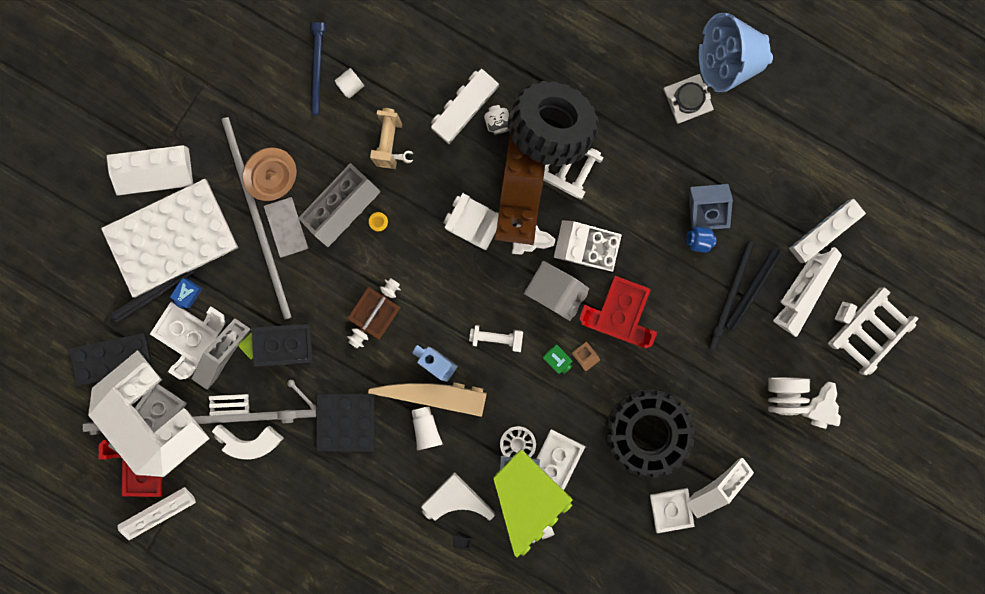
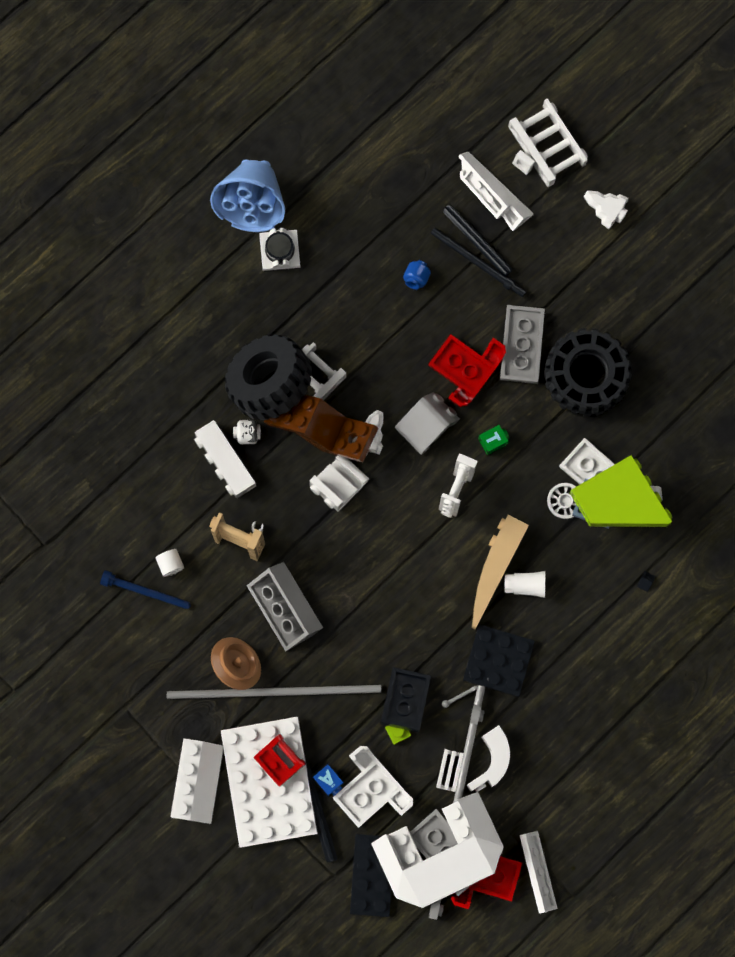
camera: 80 degrees left, 10 degrees down
(182, 239) = (274, 765): none -> red plate
(218, 353) = (398, 762): light grey arch -> none
(285, 227) = (290, 666): flat silver sticker -> none
(374, 313) = (399, 602): reddish brown plate -> none
(378, 221) = (311, 574): yellow plate -> none
(441, 366) = (470, 549): light blue torso -> none
(455, 495) = (598, 575): white arch -> none
(586, 356) = (498, 413): medium nougat slope -> none
(587, 245) = (392, 382): white slope -> none
(661, 361) = (522, 344): none -> light grey plate
(671, 510) = (667, 374): white tile -> none
(710, 206) = (388, 257): sand blue slope -> none
(721, 490) = (660, 322): white arch -> none
(789, 395) = (587, 234): white wheel -> none
(827, 231) = (441, 158): white brick -> none

